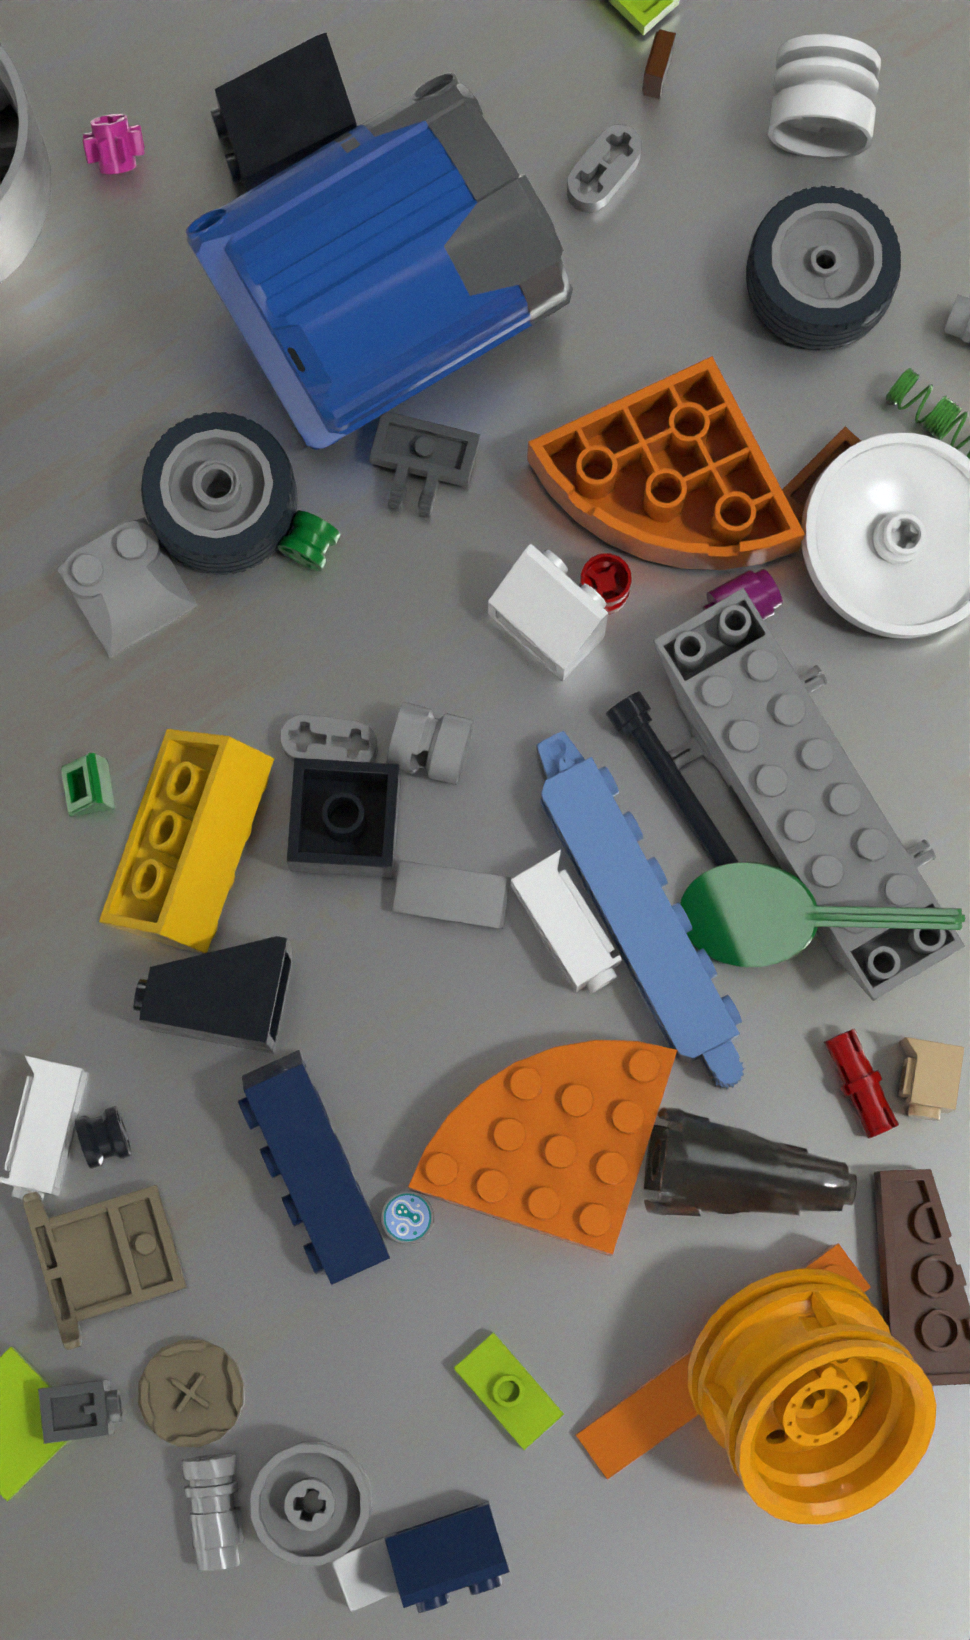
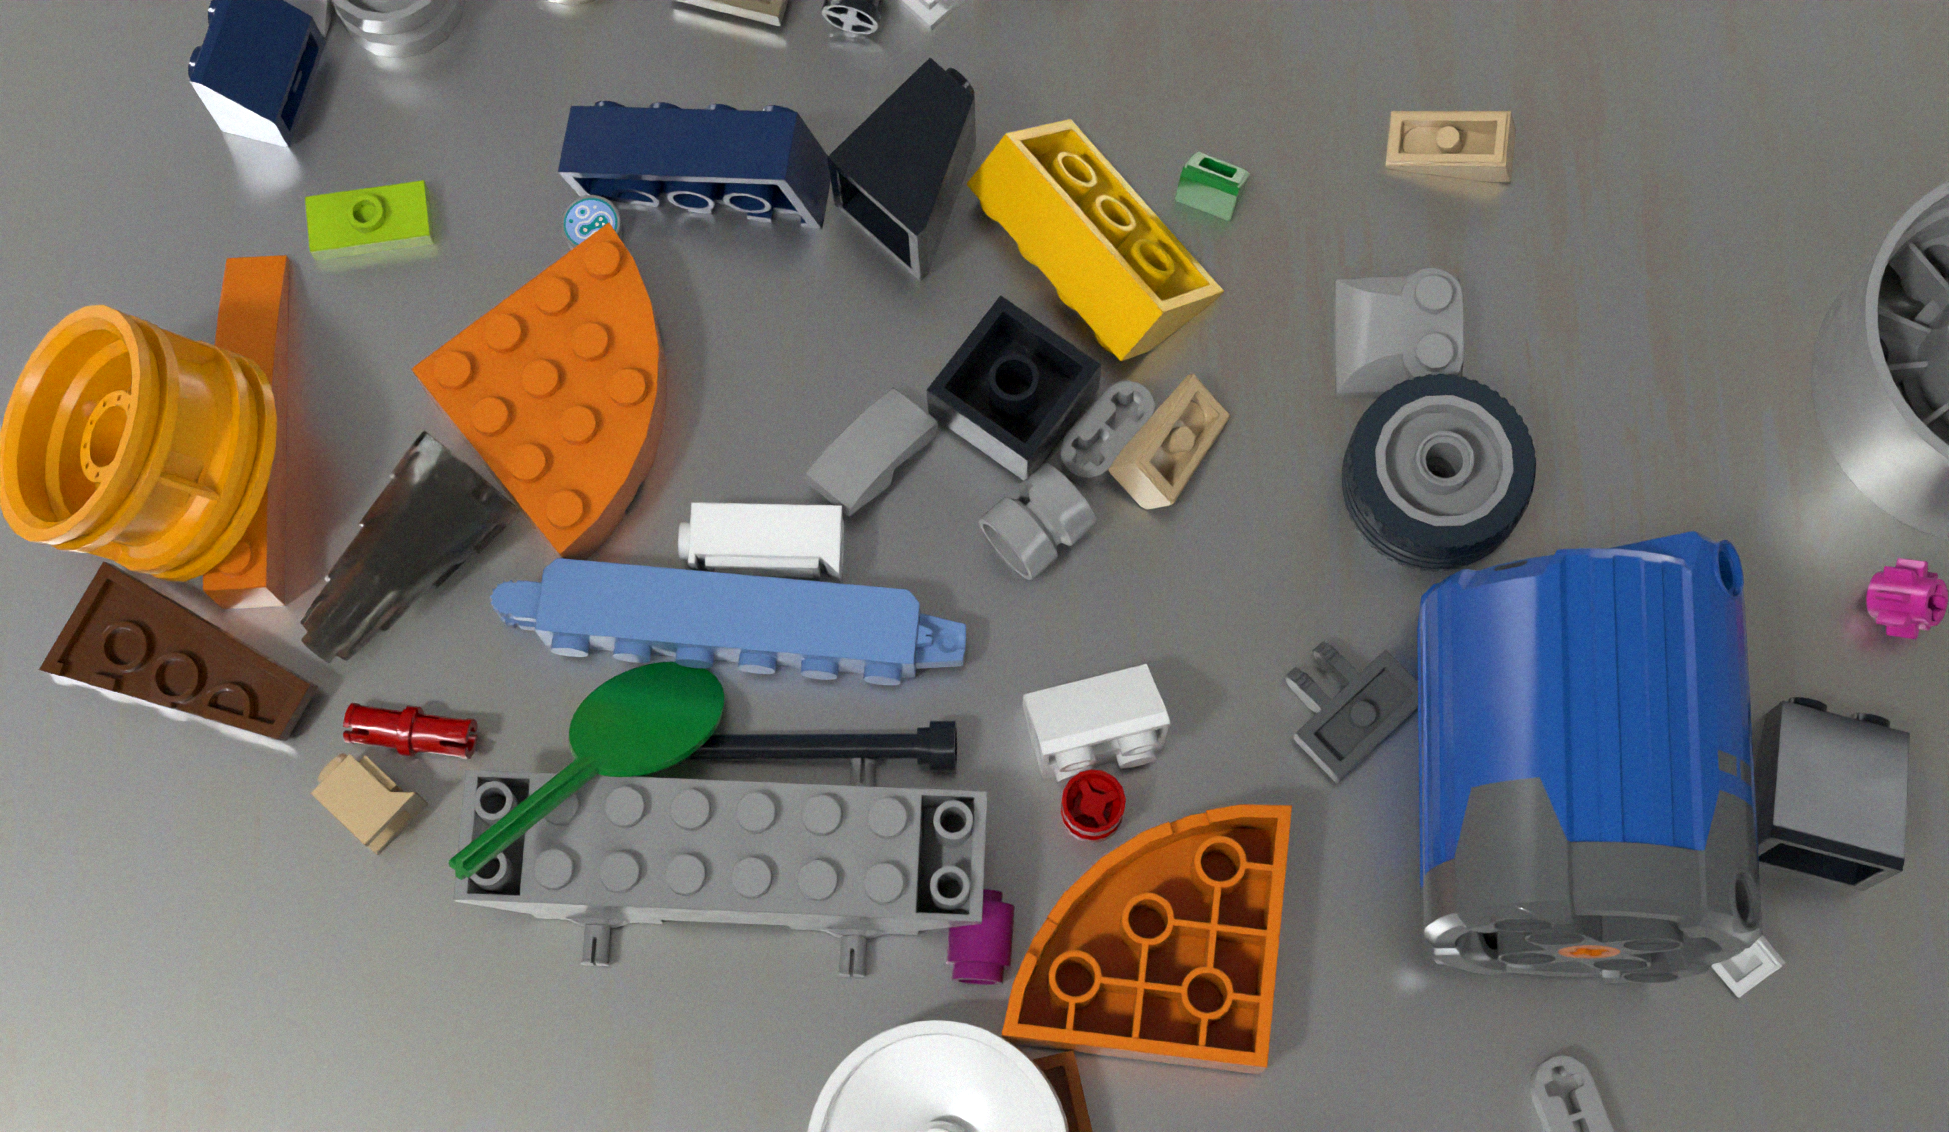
camera: 125 degrees right, 5 degrees down
(309, 540) = (1331, 535): green wheel -> none
(312, 689) = (1170, 445): none -> tan slope

